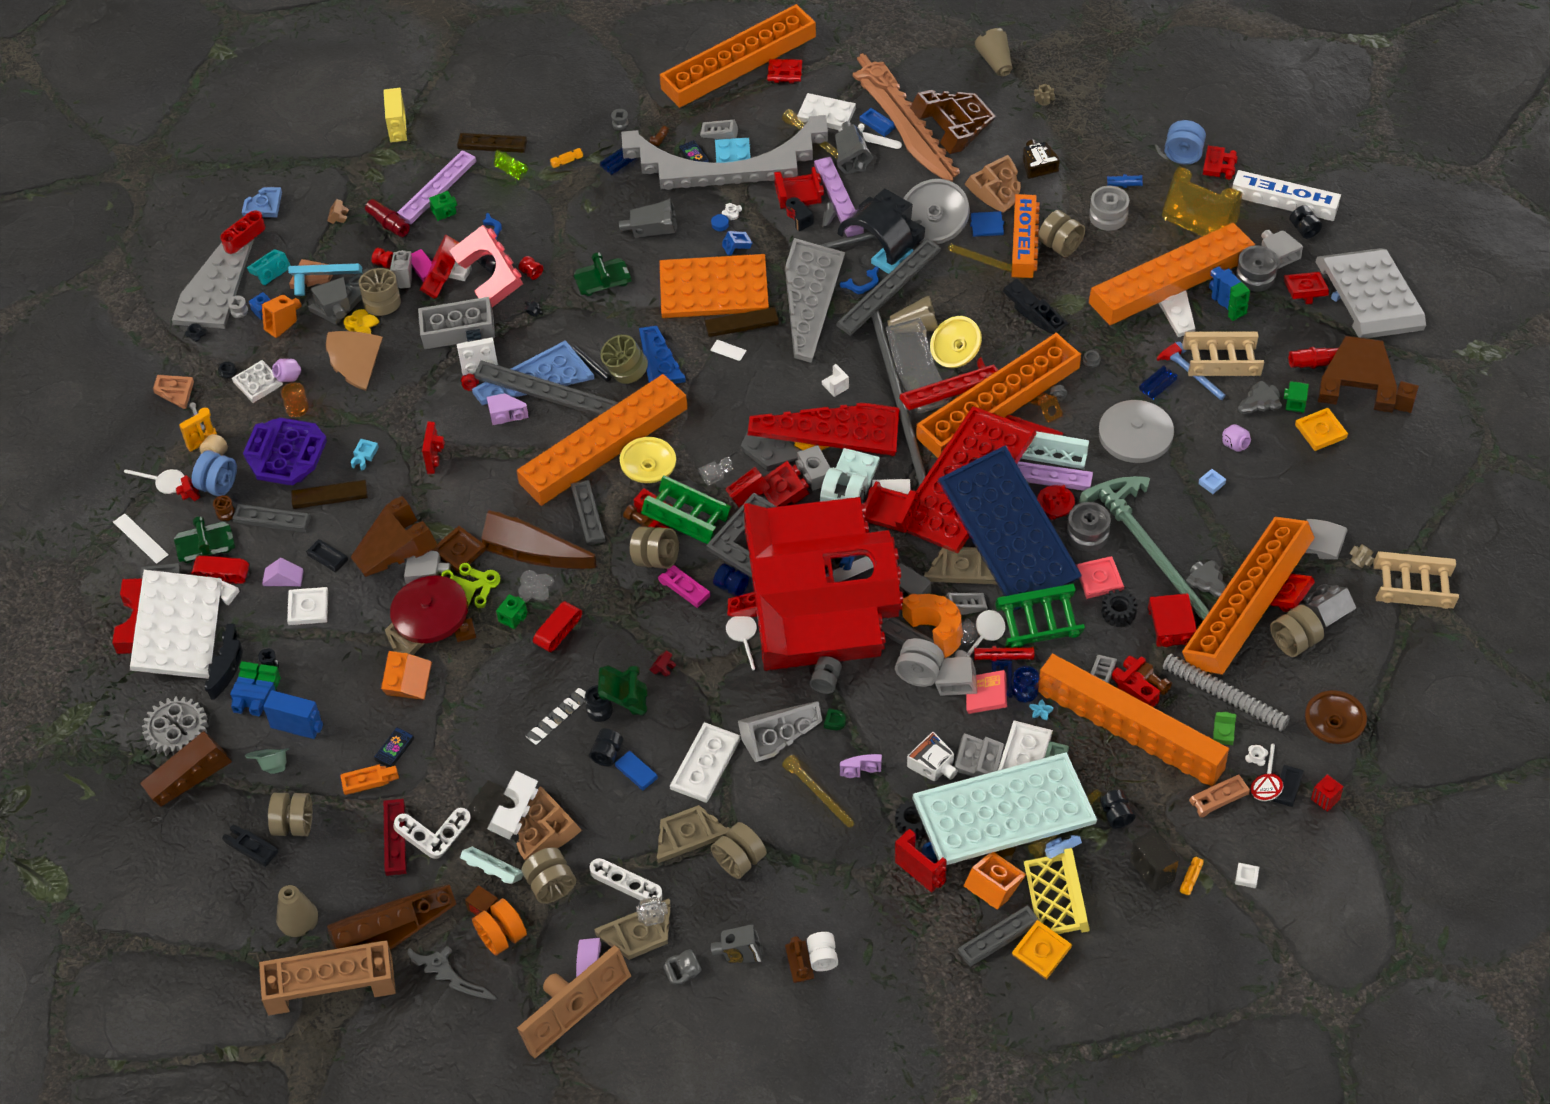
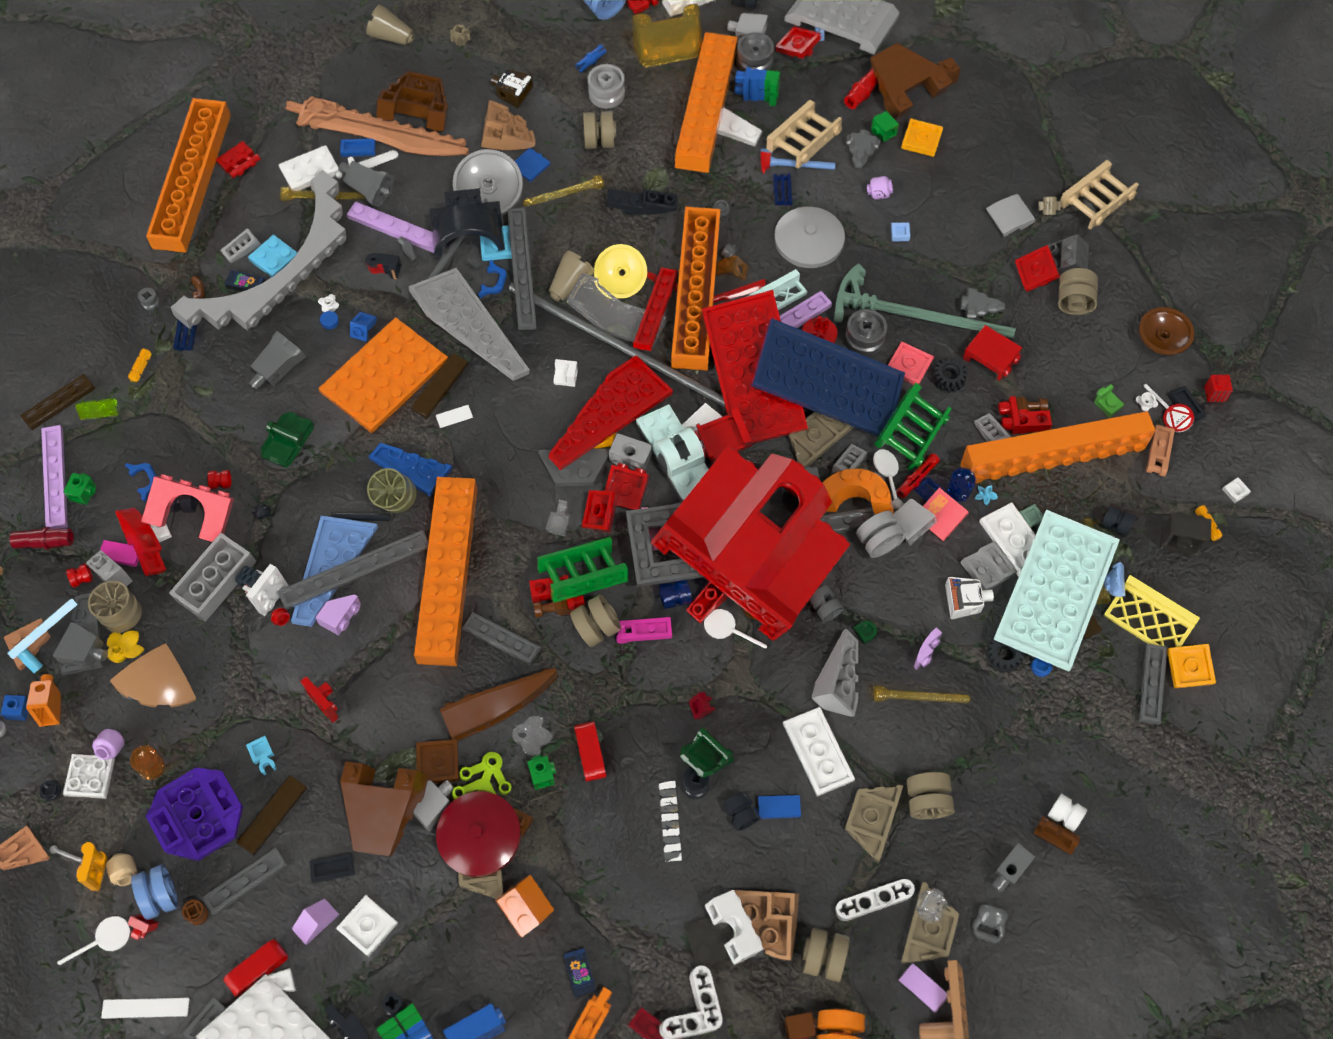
camera: 50 degrees left, 10 degrees up
(203, 540) = (210, 957): dark green shield -> none
(491, 865) = (769, 989): light aqua plate -> none
(647, 453) = (501, 546): light yellow dish -> none
(802, 187) = (360, 243): red panel -> none
(917, 865) = (1052, 685): red panel -> none
(994, 880) = (1108, 646): orange slope -> none
(1024, 236) = (574, 152): orange brick -> none
(1226, 692) = (1080, 374): light grey piece -> none
(1248, 595) = (1022, 293): orange brick -> none

